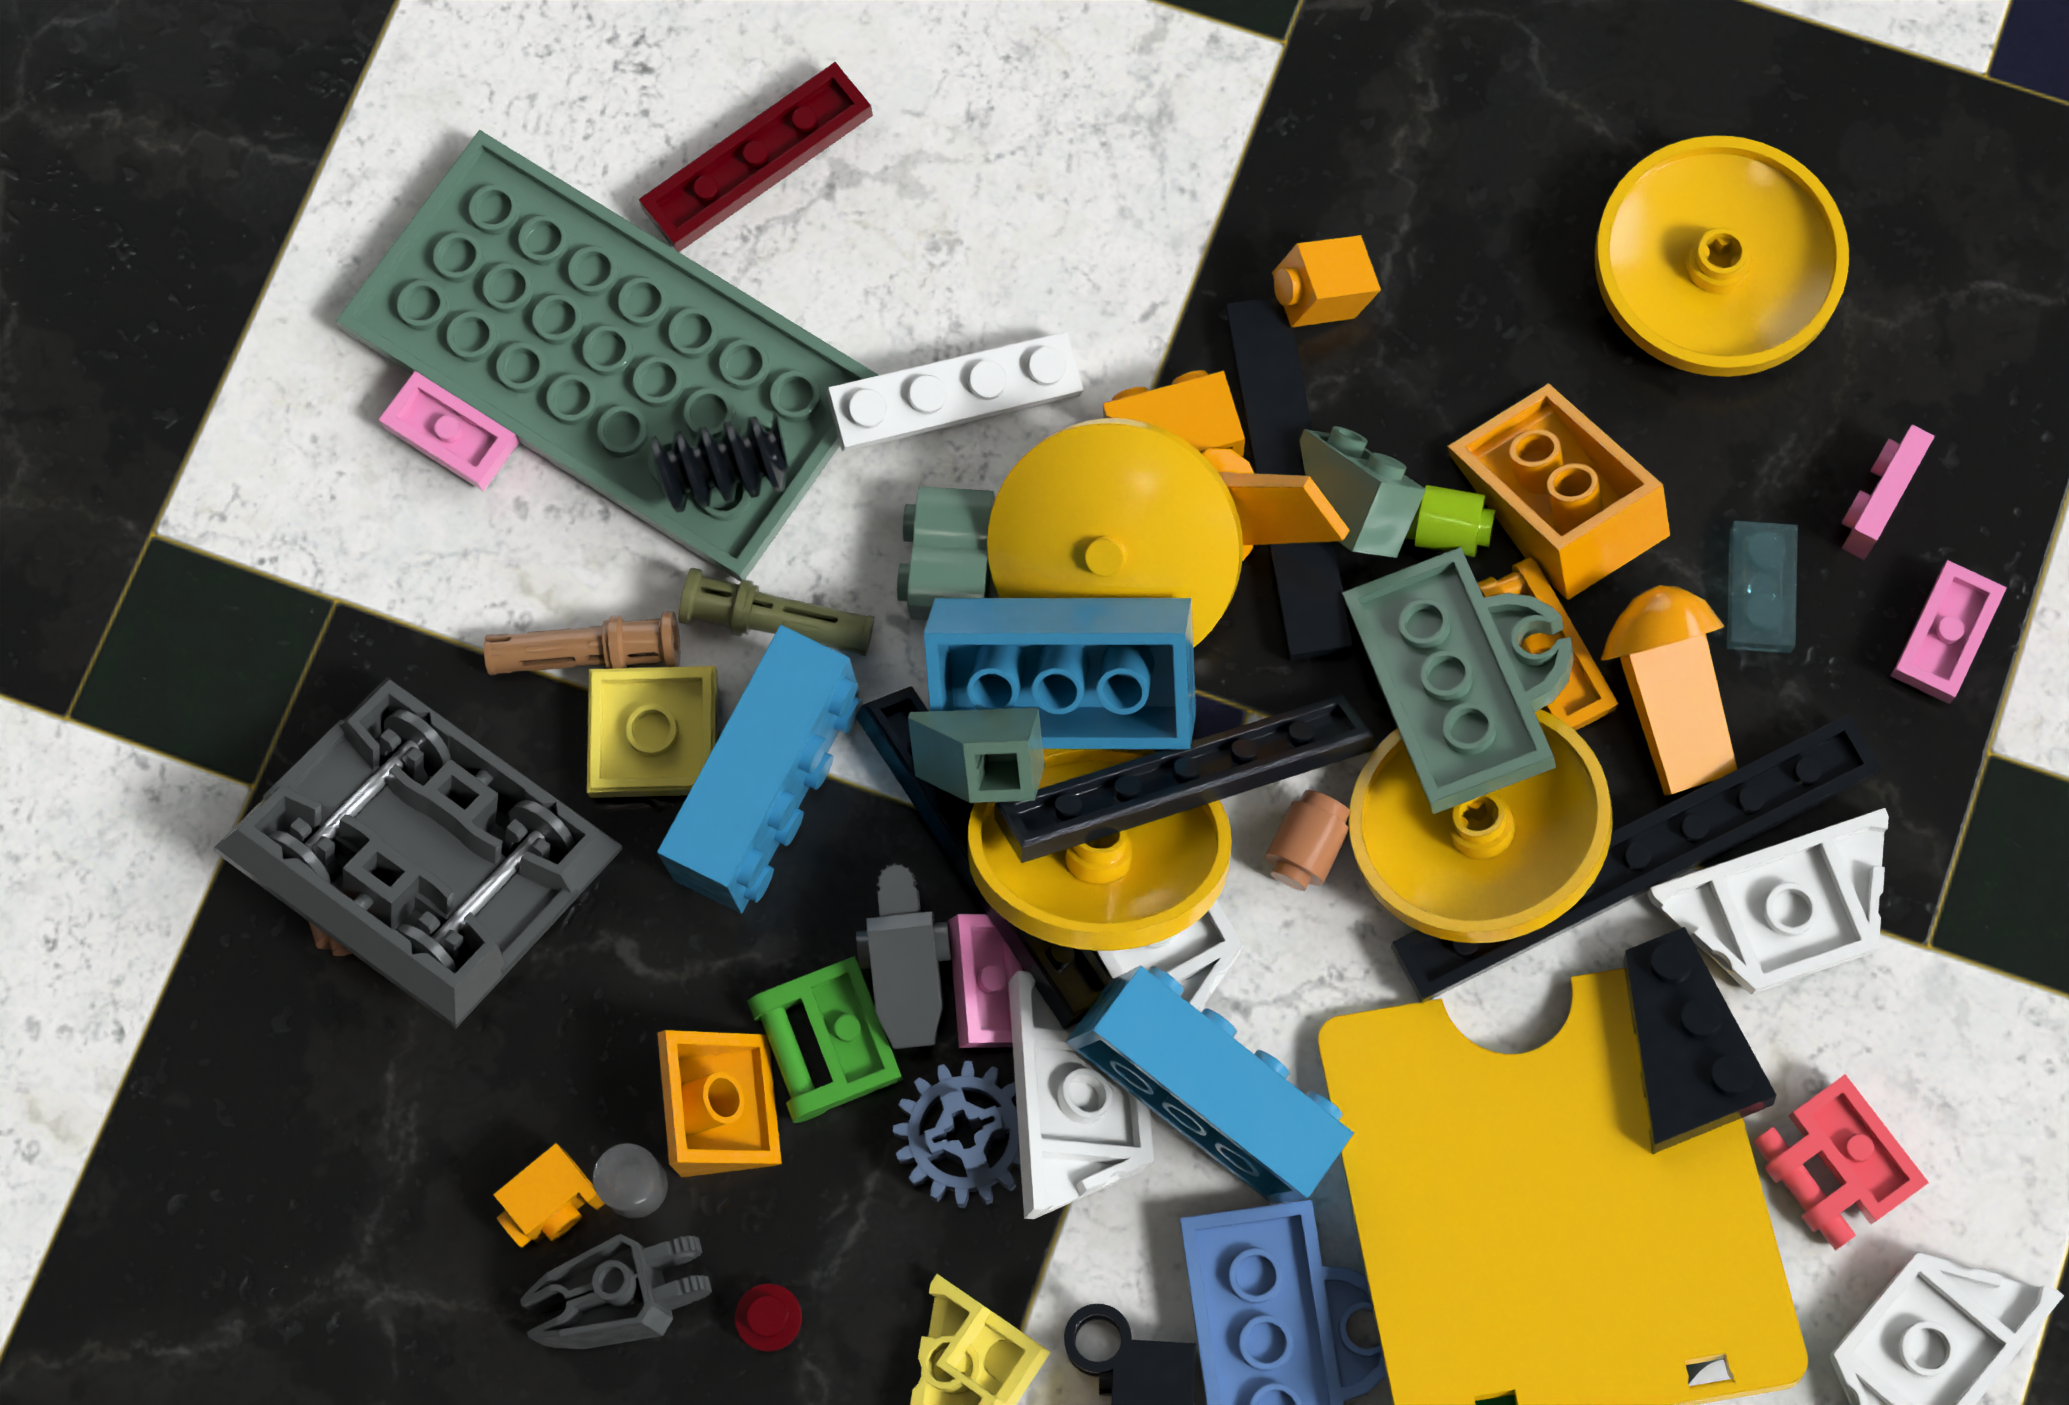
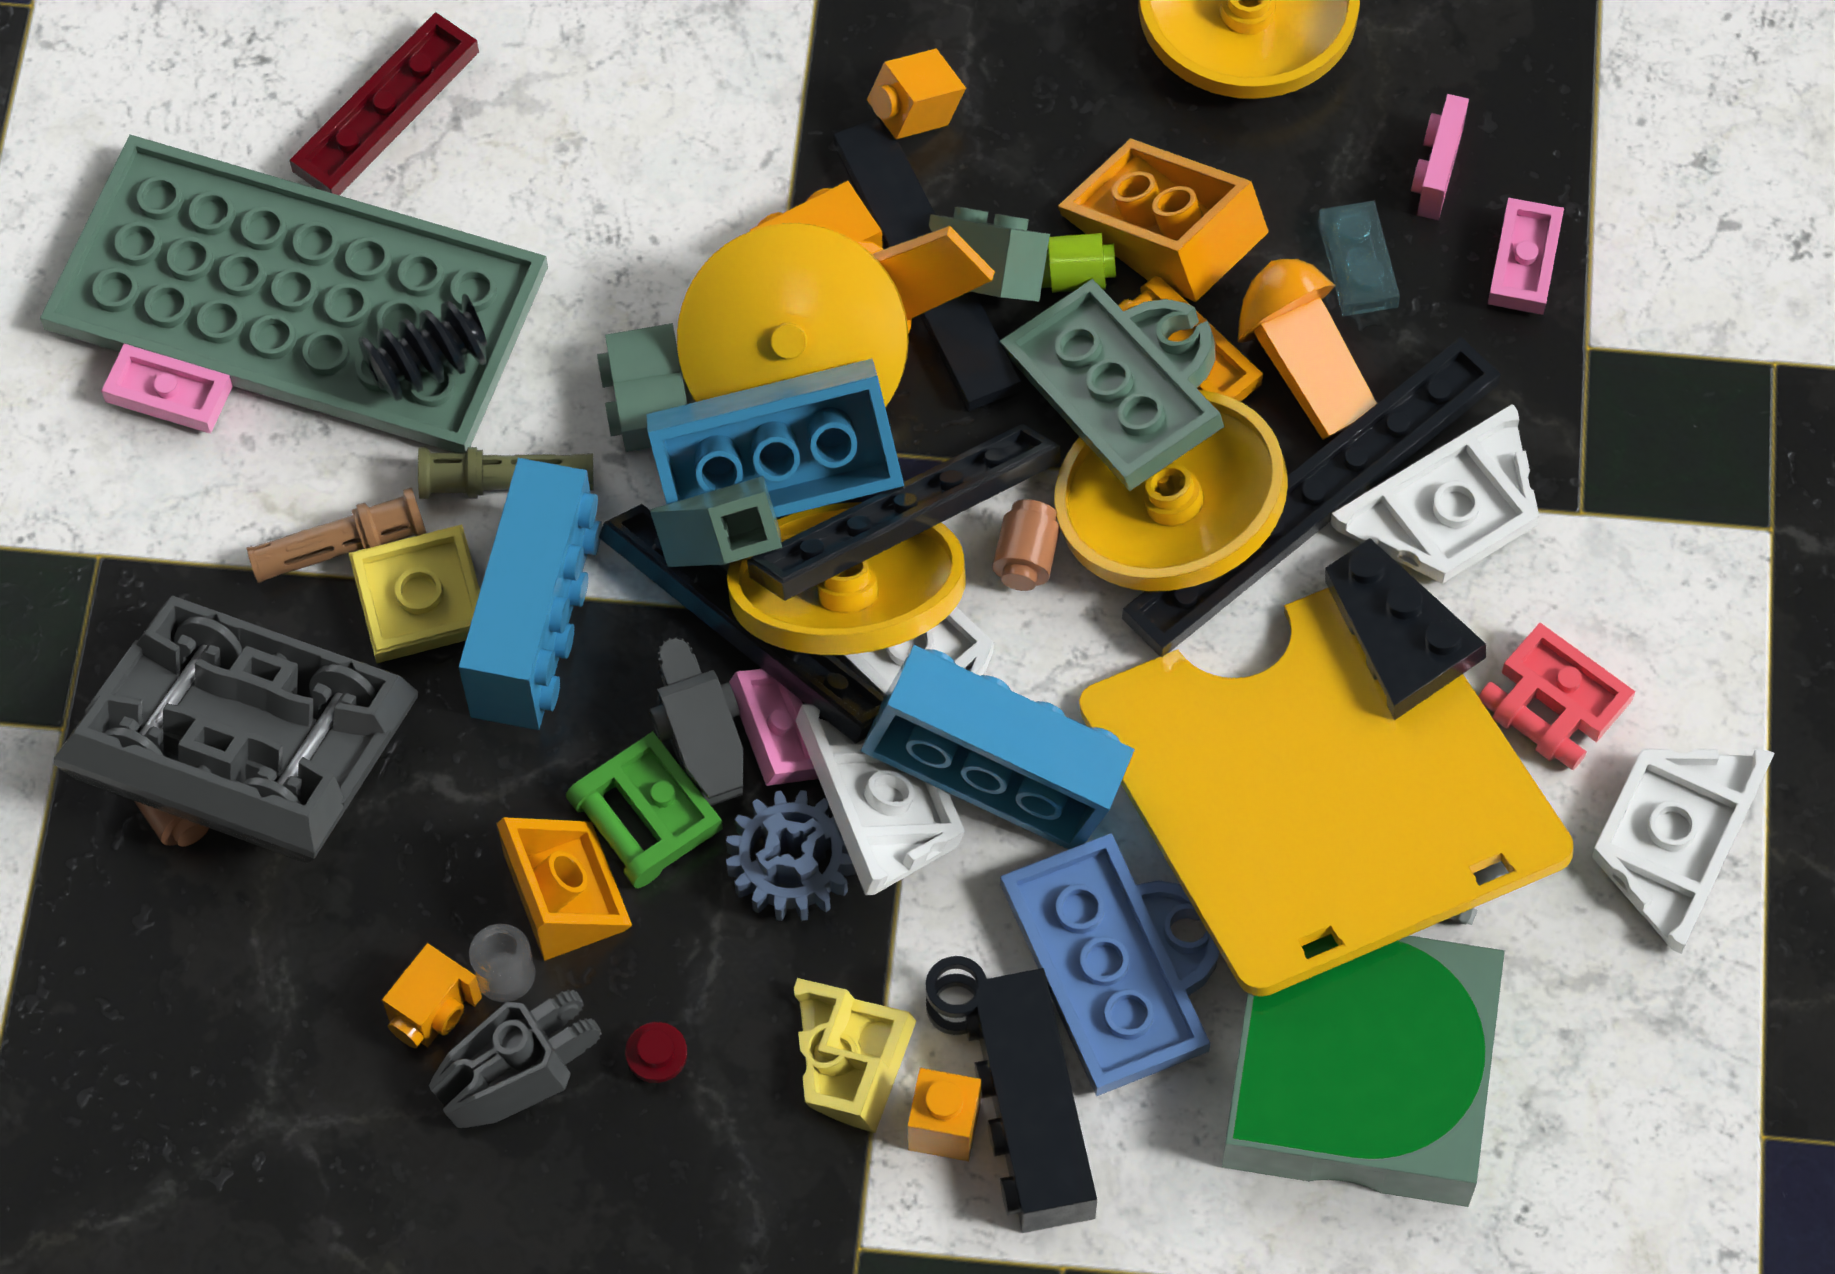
camera: 20 degrees left, 10 degrees down
(954, 391) = (614, 254): white plate -> none

